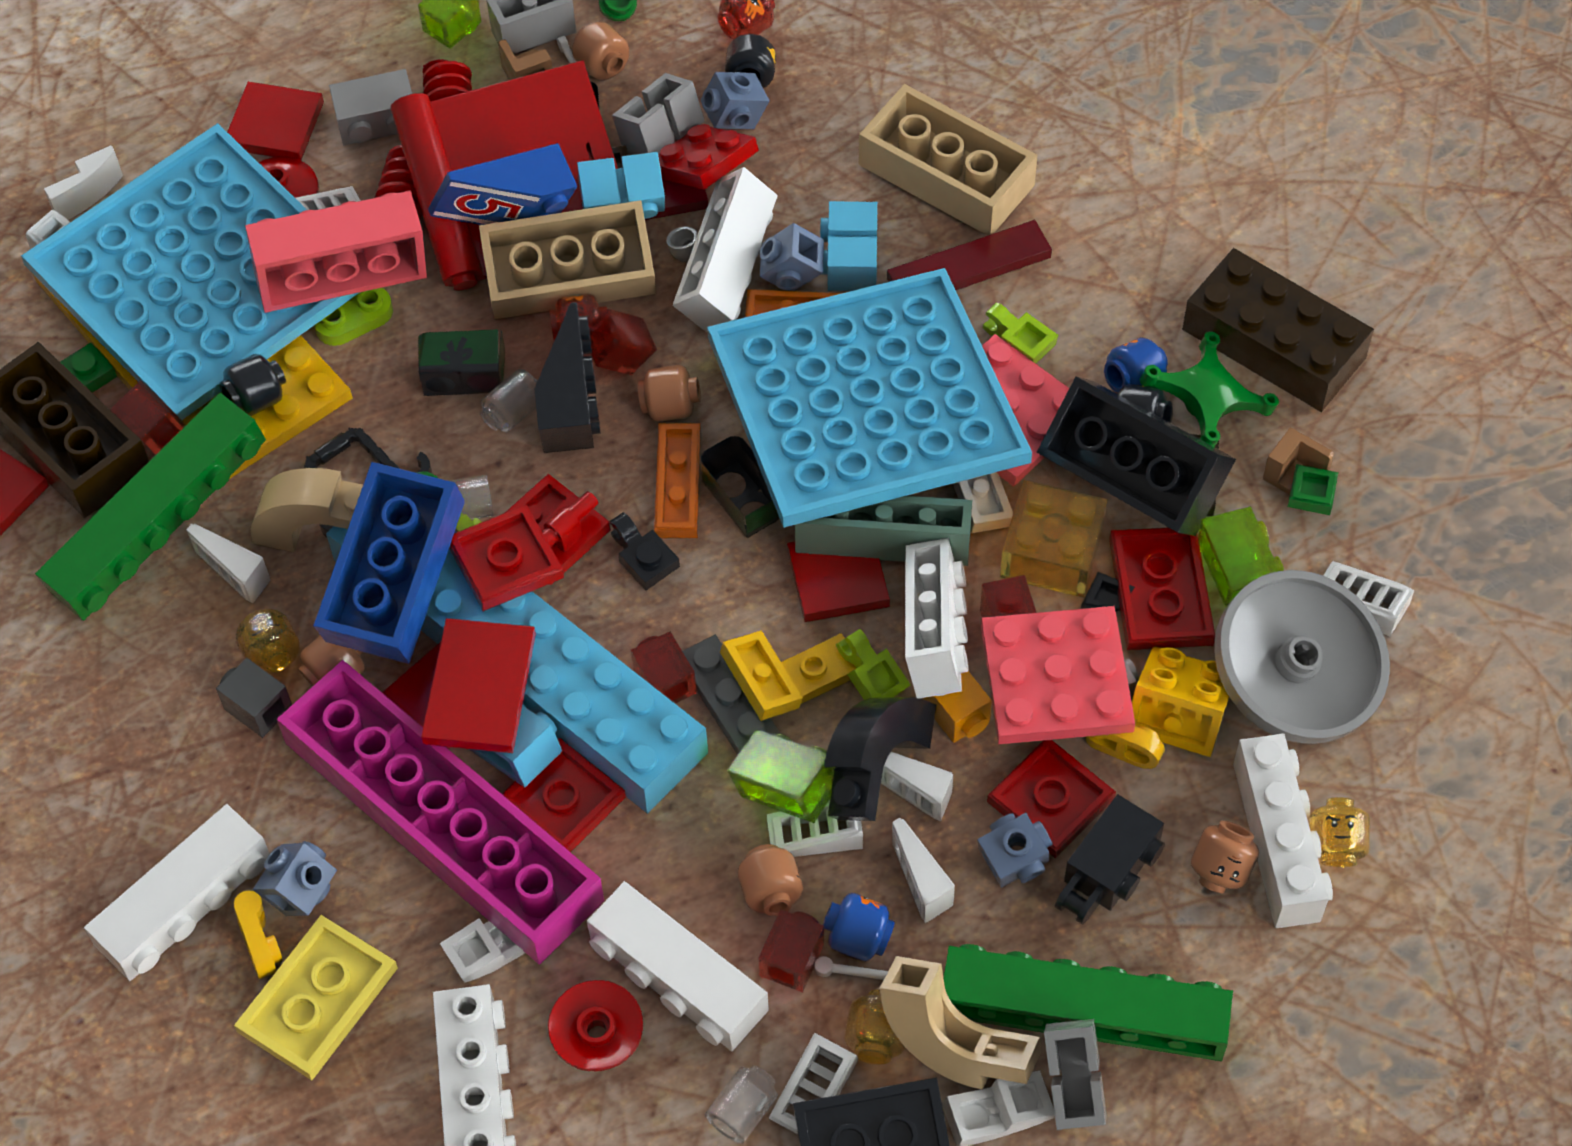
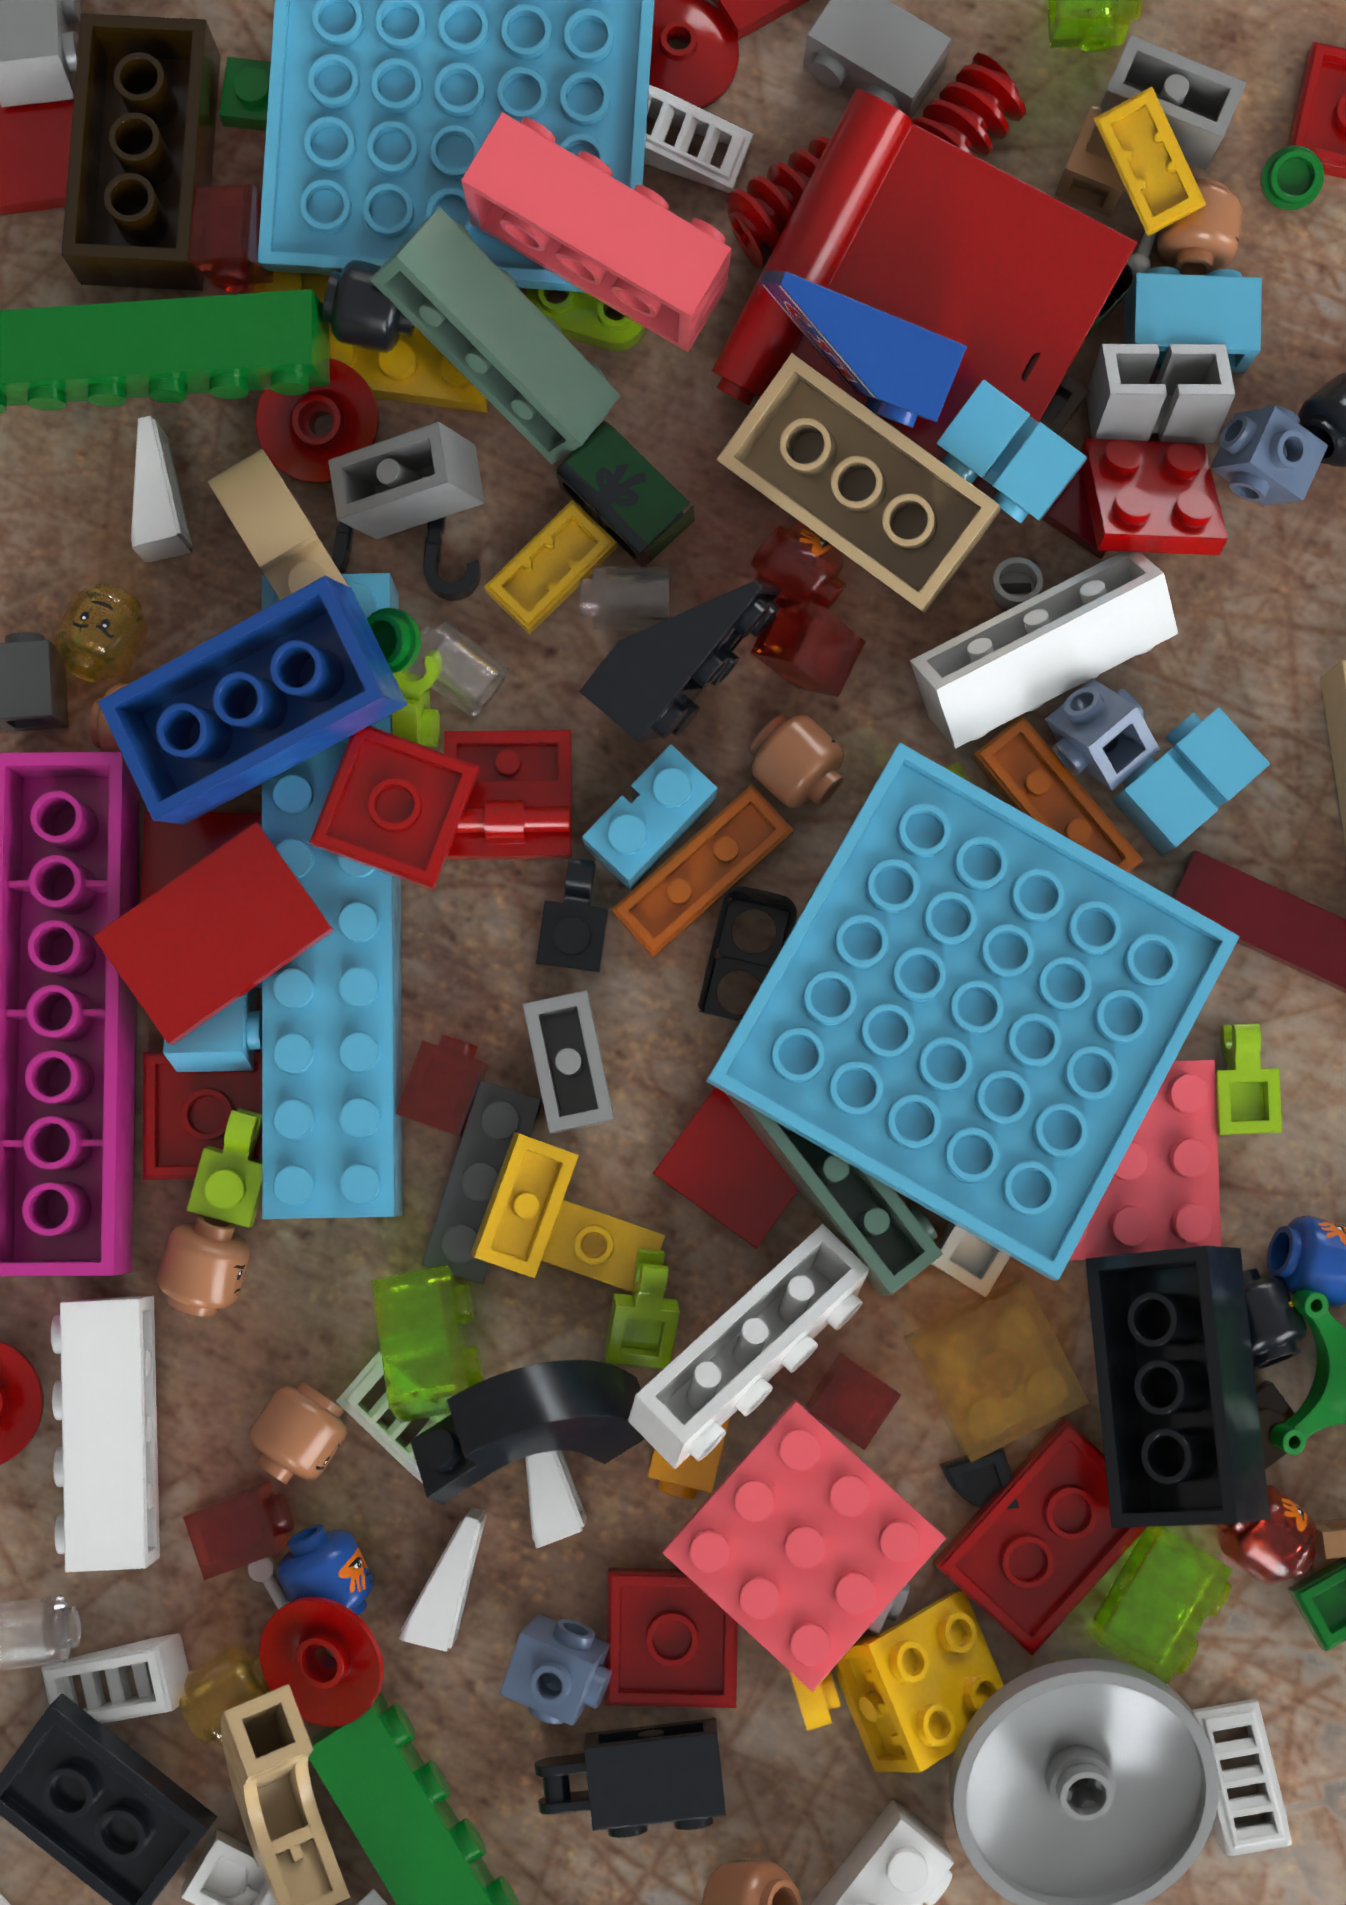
camera: 45 degrees right, 25 degrees up
(283, 445) = (288, 423): none -> red dish
(330, 341) = (496, 336): none -> sand green brick
(352, 436) = (406, 481): none -> light grey brick
(459, 424) = (550, 567): none -> yellow plate
(550, 35) = (1149, 161): none -> yellow plate
(605, 803) = (230, 1179): none -> lime plate
(628, 471) = (664, 807): none -> medium azure piece
(634, 75) = (1195, 309): none -> medium azure piece
(637, 853) = (203, 1266): none -> nougat head
(711, 597) = (568, 1062): none -> light grey brick
(897, 922) = (324, 1687): none -> red dish
(1251, 485) = (1275, 1546): none -> clear red head

